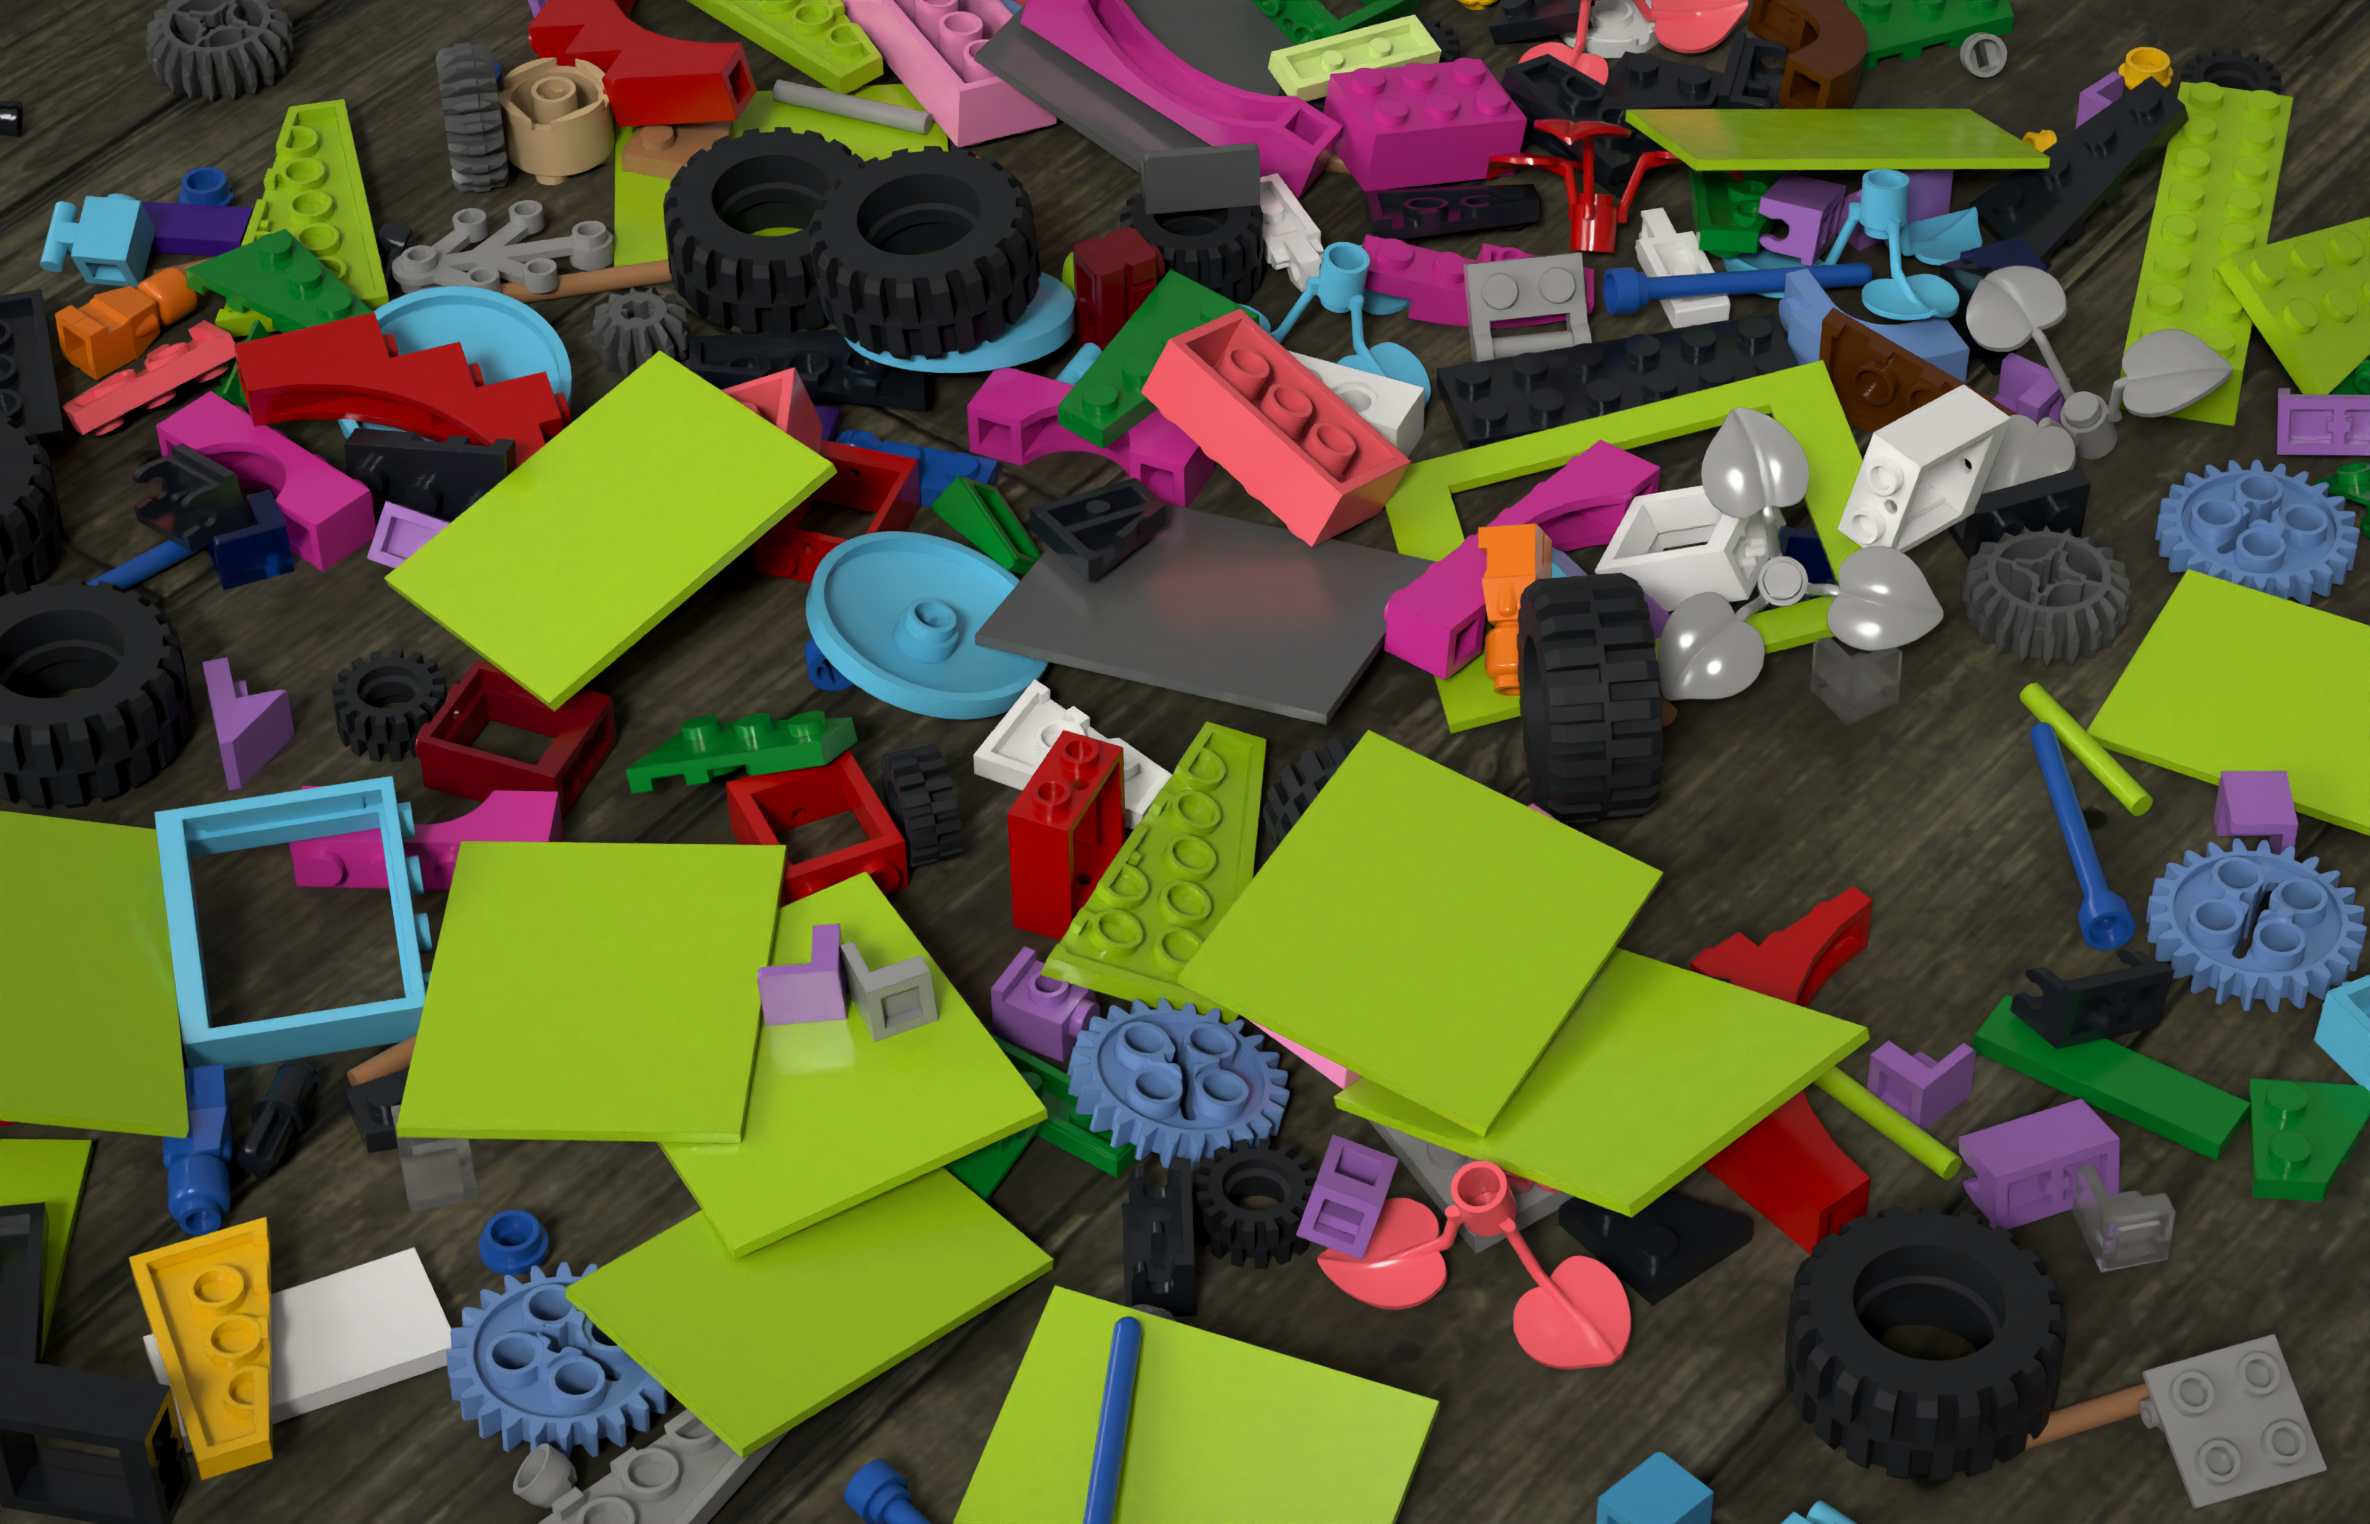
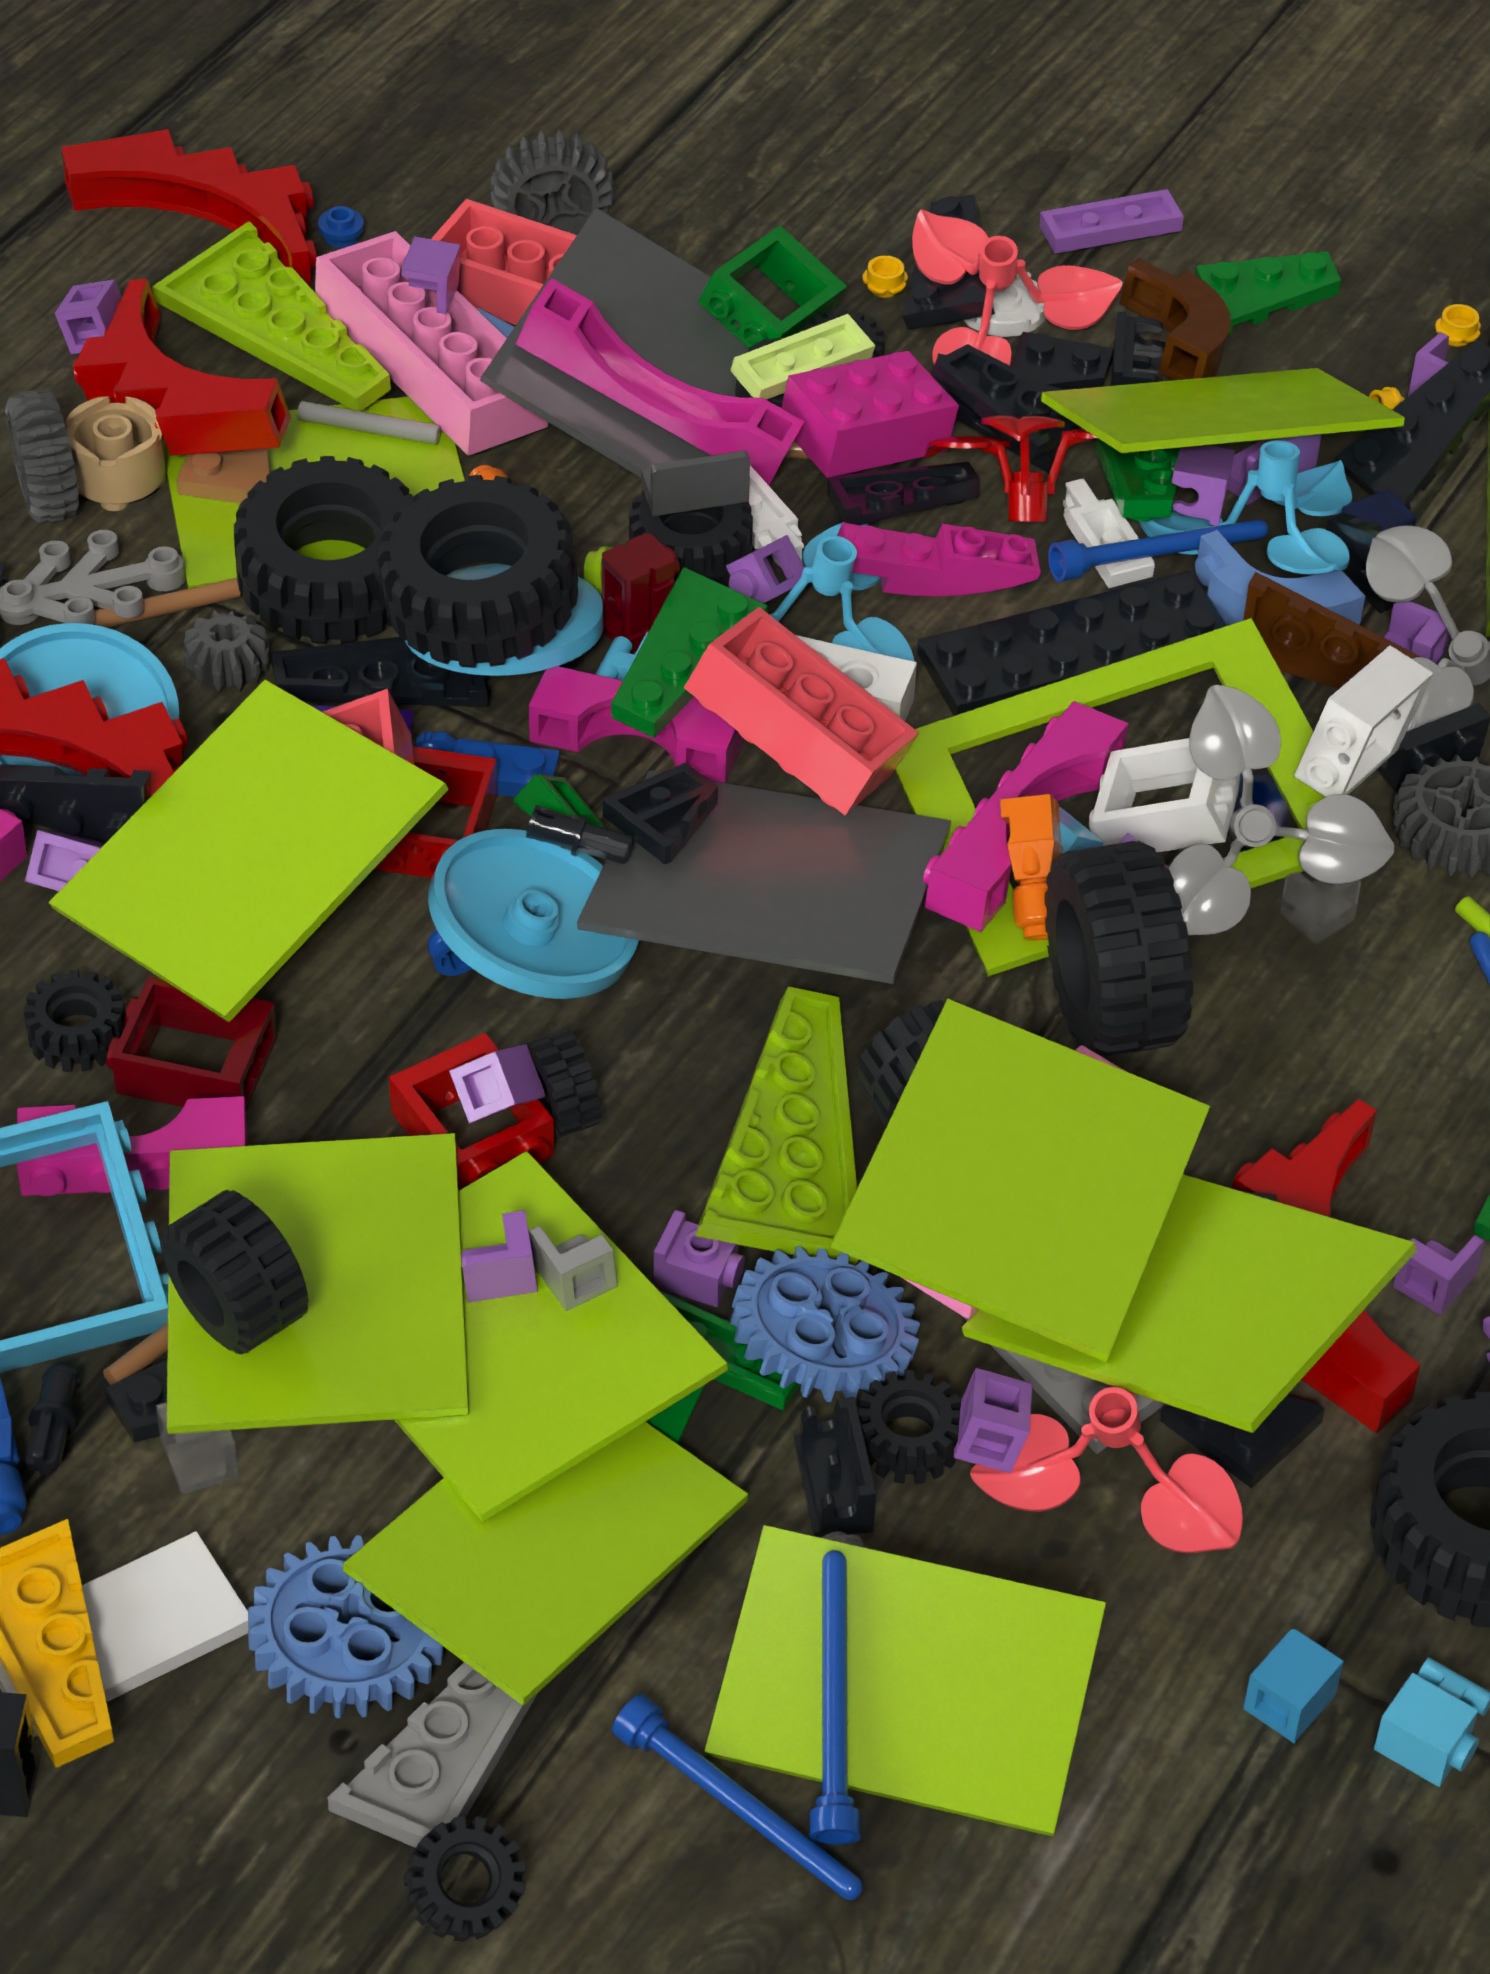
camera: 10 degrees left, 5 degrees up
(493, 960) = (234, 1271): none -> black tyre
(513, 1243) = (280, 1506): blue plate -> none
(544, 1476) = (351, 1735): light grey hinge -> none
(761, 744) = (419, 1039): green wing -> none
(842, 791) = (497, 1082): none -> medium lavender panel
(993, 544) = (579, 835): none -> black axle
(1031, 729) = (672, 1030): white wing -> none
(1065, 832) = (694, 1106): red window -> none
(1257, 287) = (755, 577): none -> medium lavender brick
(1525, 290) = (983, 565): light grey plate -> none
(1890, 1122) = (1432, 1315): lime bar -> none
(1992, 51) = (1328, 314): light grey hinge -> none

